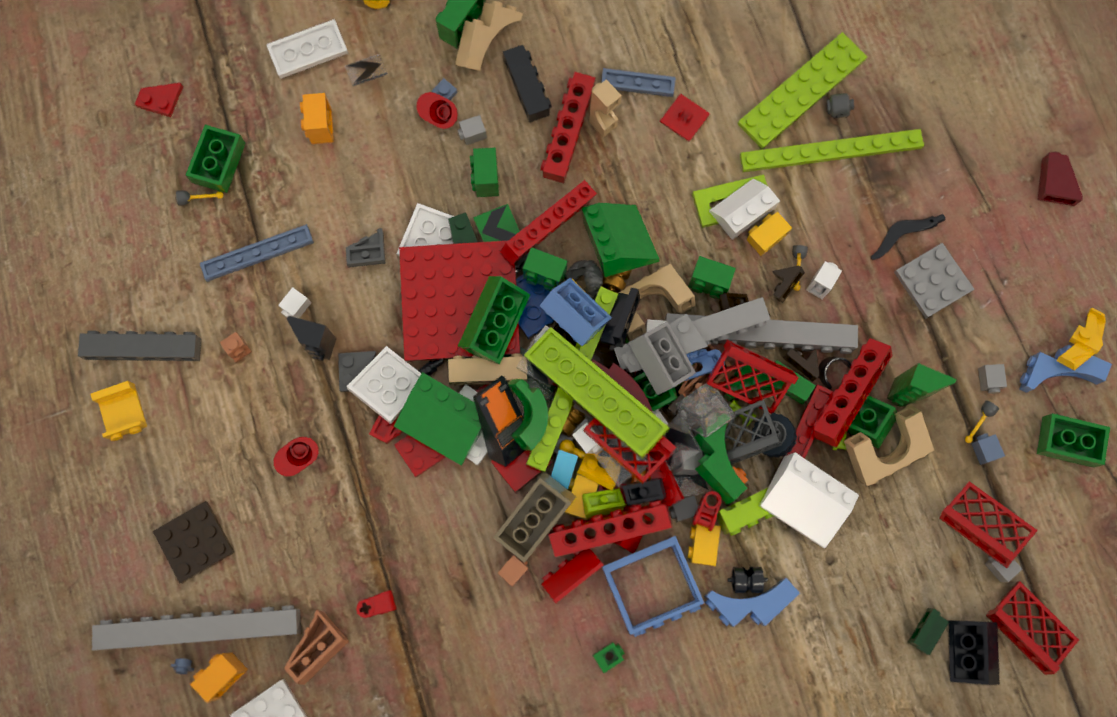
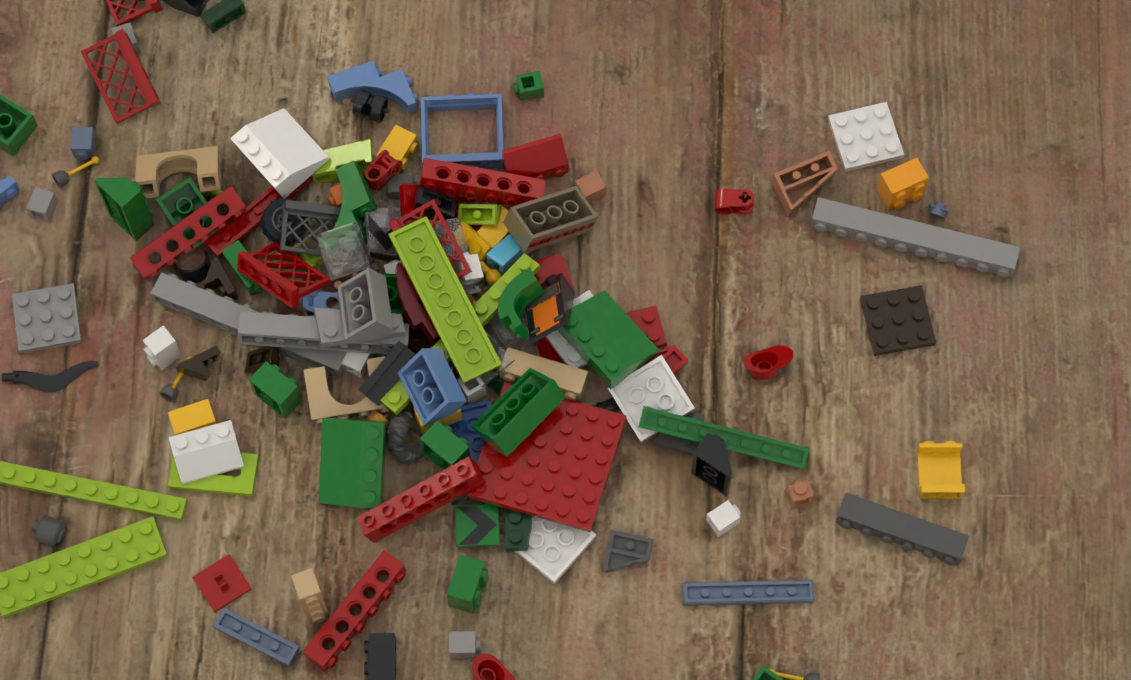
camera: 155 degrees left, 10 degrees down
(314, 370) = (734, 439): none -> green plate

